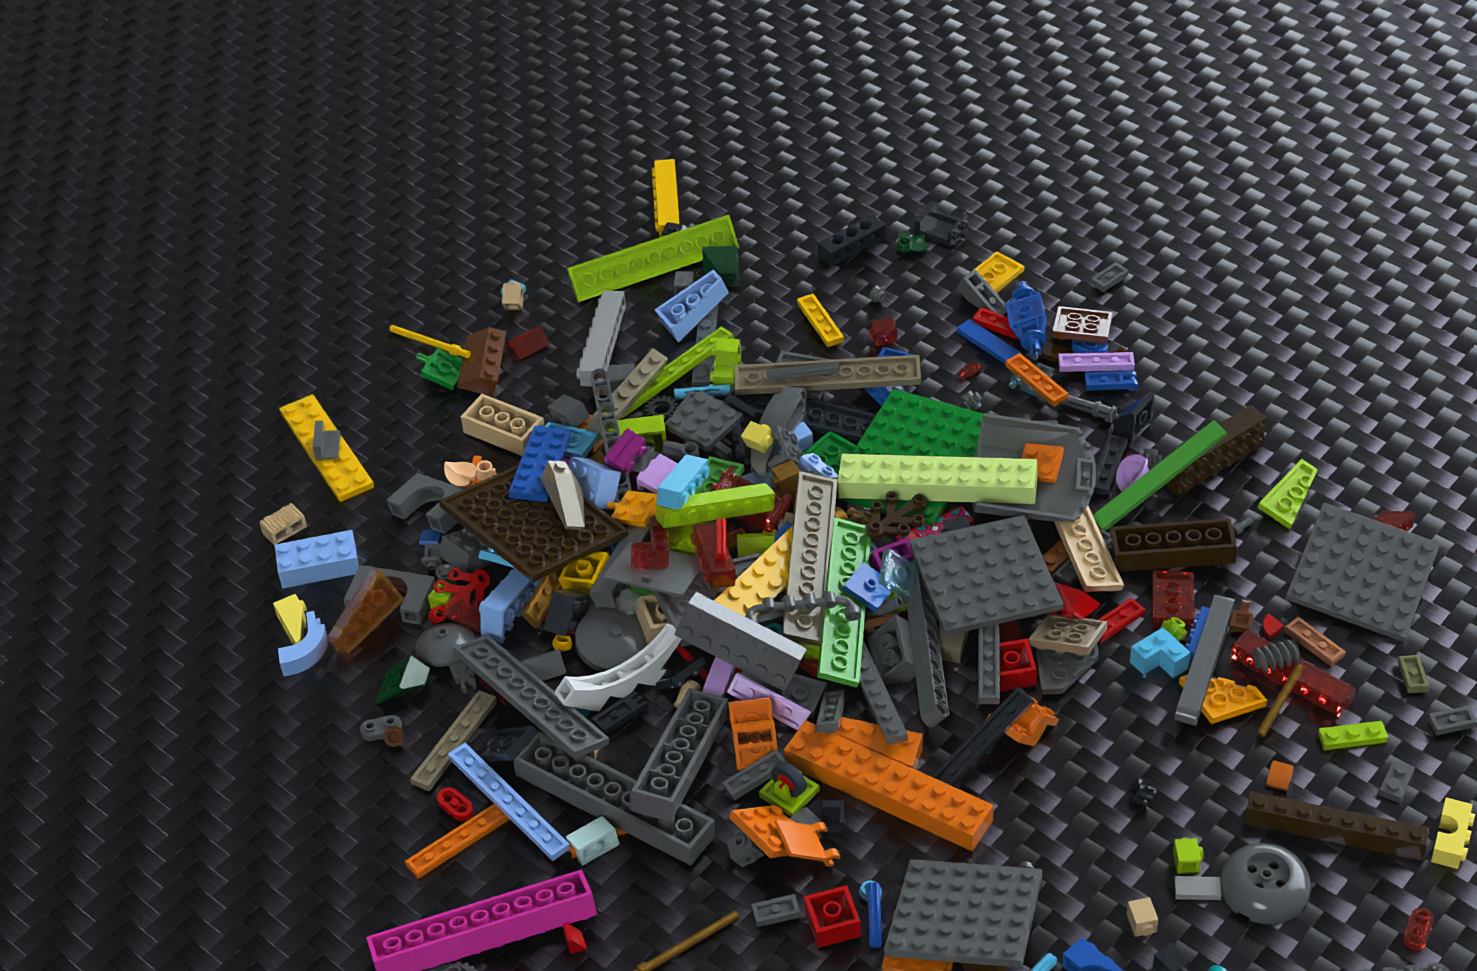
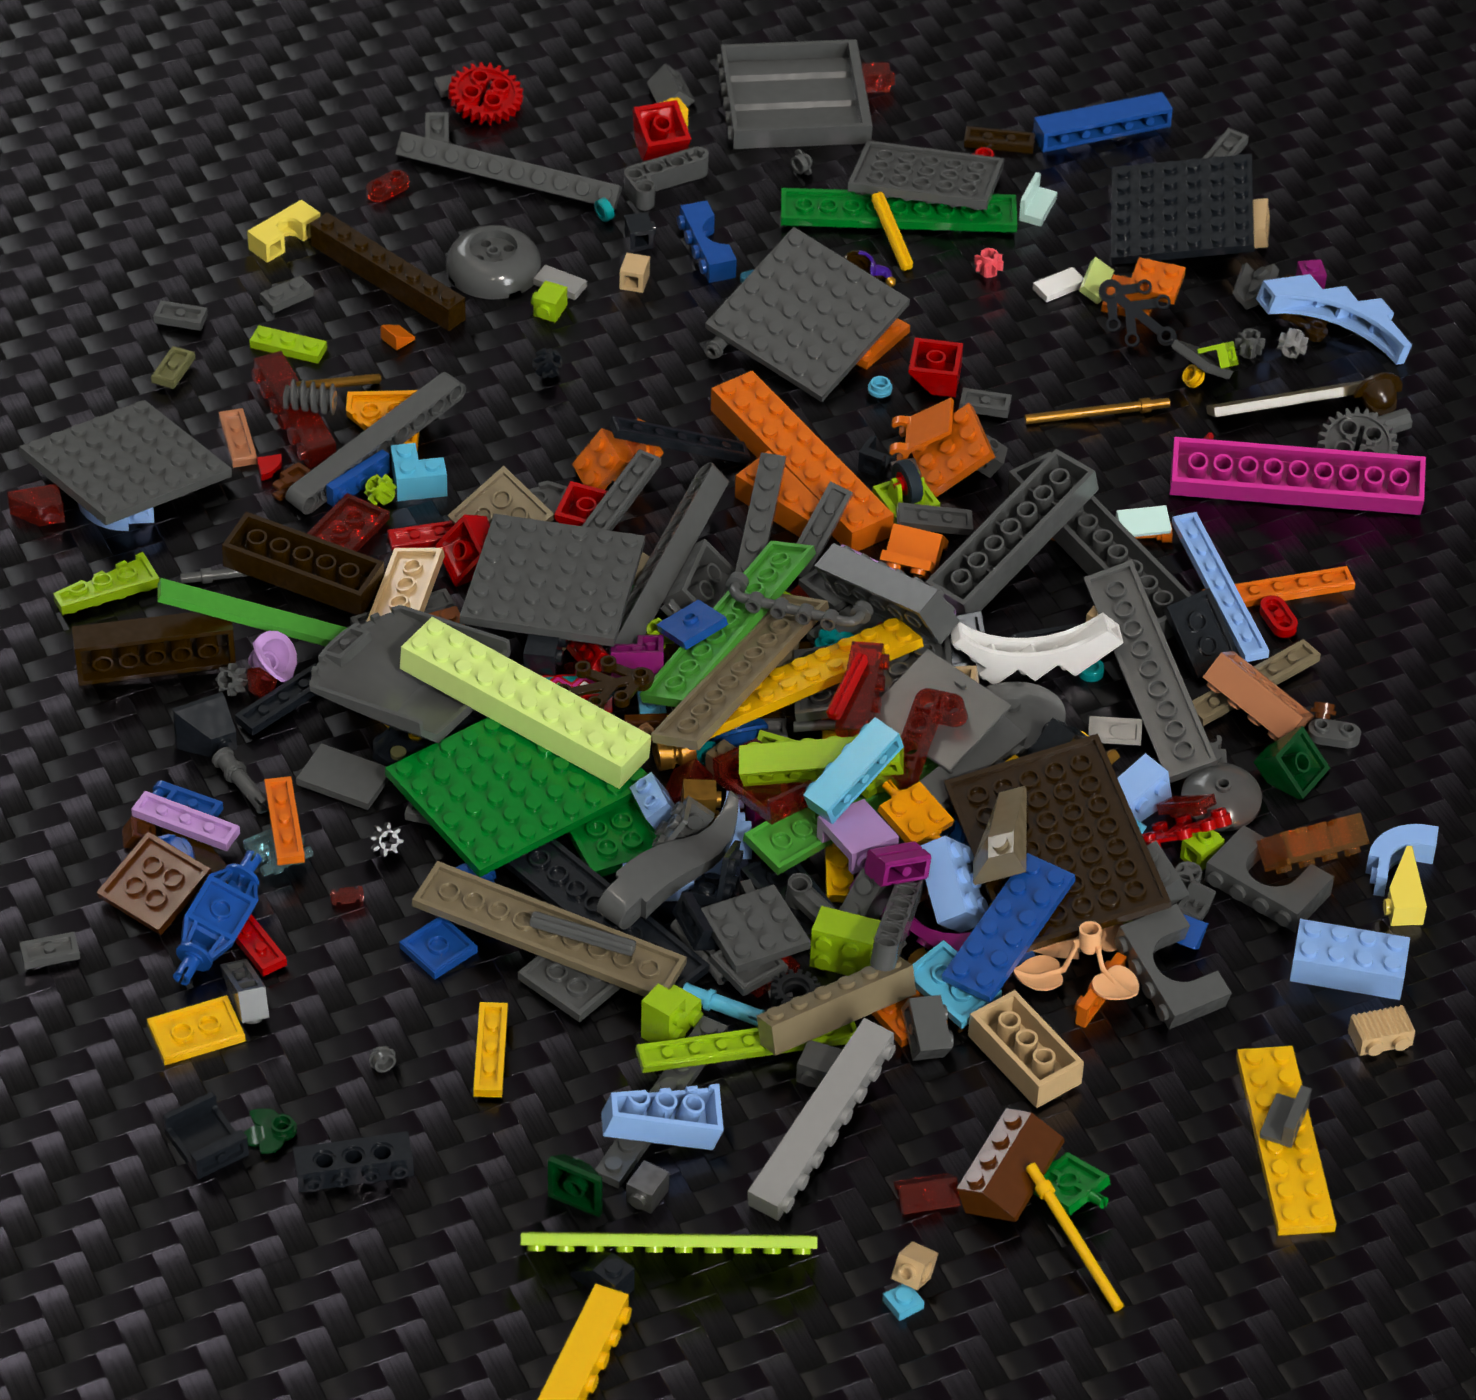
camera: 160 degrees left, 0 degrees up
(442, 715) = (1256, 695): none -> nougat slope
(758, 436) = (709, 839): light yellow brick -> none
(874, 915) = (891, 359): blue axle -> none
(883, 331) = (422, 982): clear red brick -> none
(898, 574) = (650, 620): clear light blue plate -> none
(987, 341) = (289, 925): blue tile -> none
(1048, 460) = (382, 683): orange plate -> none

